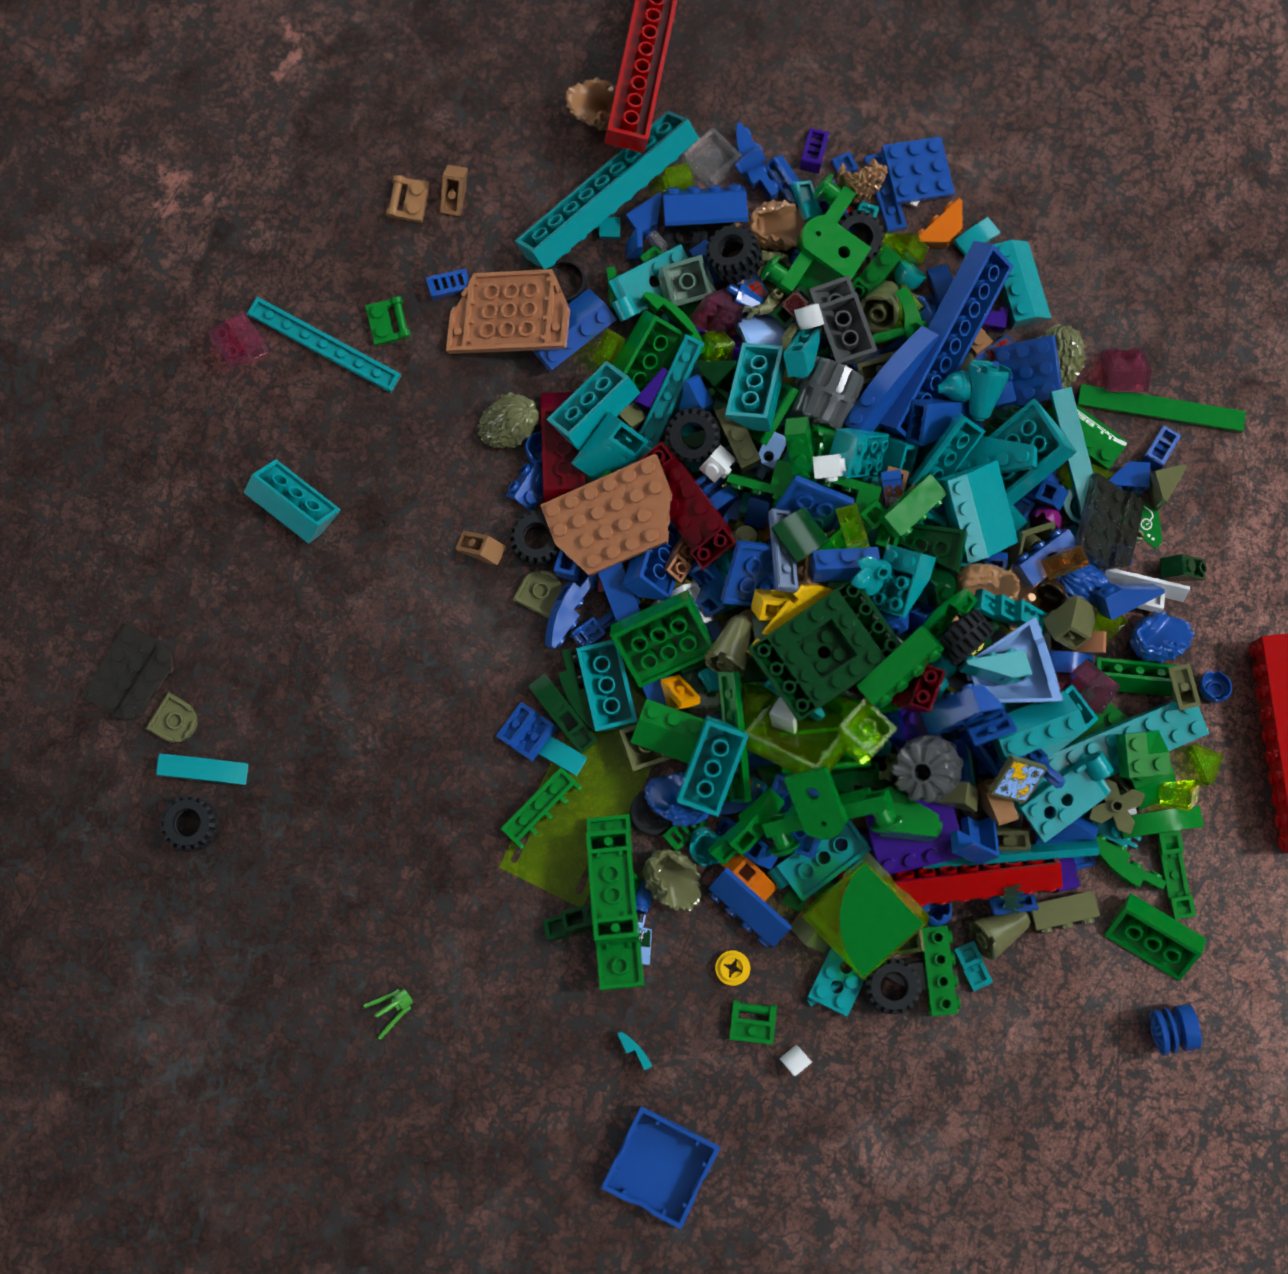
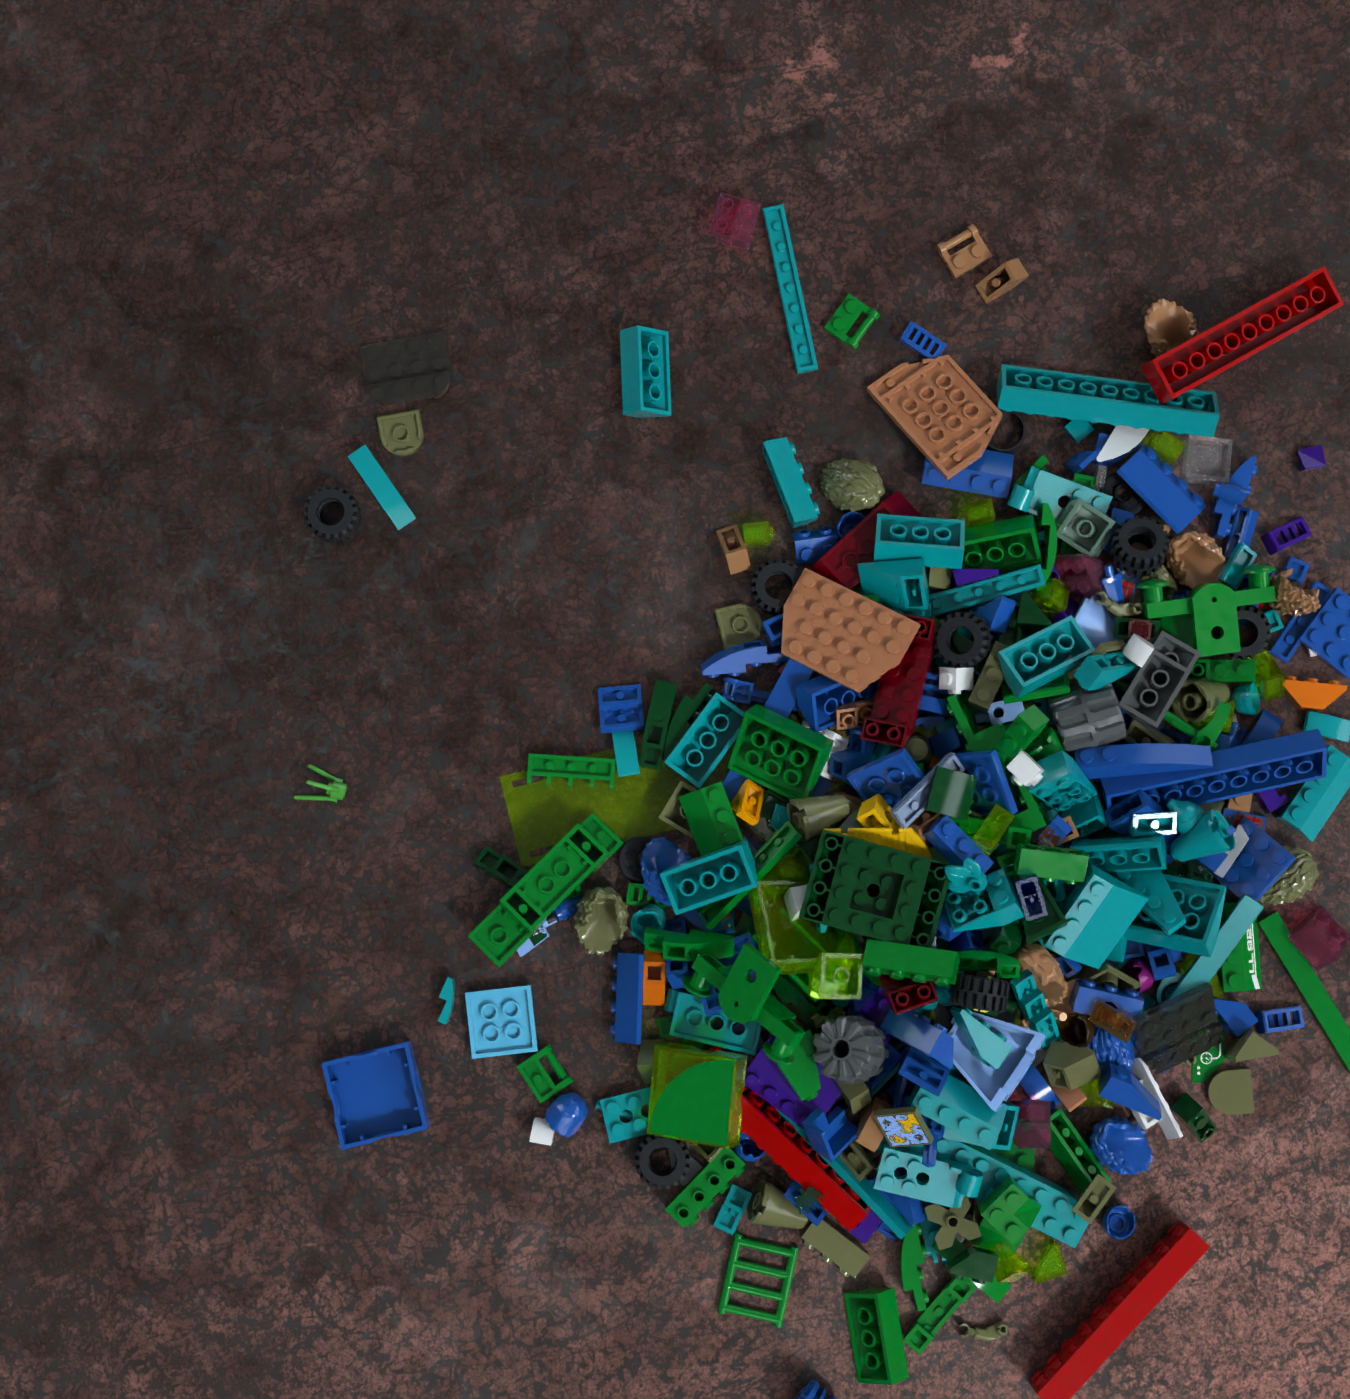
camera: 55 degrees right, 5 degrees up
(466, 464) = (789, 482): none -> teal slope
(484, 520) = (757, 534): none -> clear neon green brick
(646, 204) = (1121, 441): none -> white sticker
(685, 1022) = (501, 1021): none -> medium azure plate
(737, 977) = (564, 1018): yellow gear -> none
(773, 86) = (1311, 458): none -> dark purple slope
(797, 1030) = (566, 1114): none -> blue hair
(925, 541) = (1031, 897): none -> slope
(945, 412) = (1153, 824): none -> teal slope
(1008, 362) = (1241, 839): none -> white sticker
(1014, 998) = (786, 1275): none -> green bar
(1161, 815) = (975, 1264): none -> dark green slope
(1186, 526) = (1231, 1091): none -> olive tile
(1221, 853) = (987, 1334): none -> olive arm

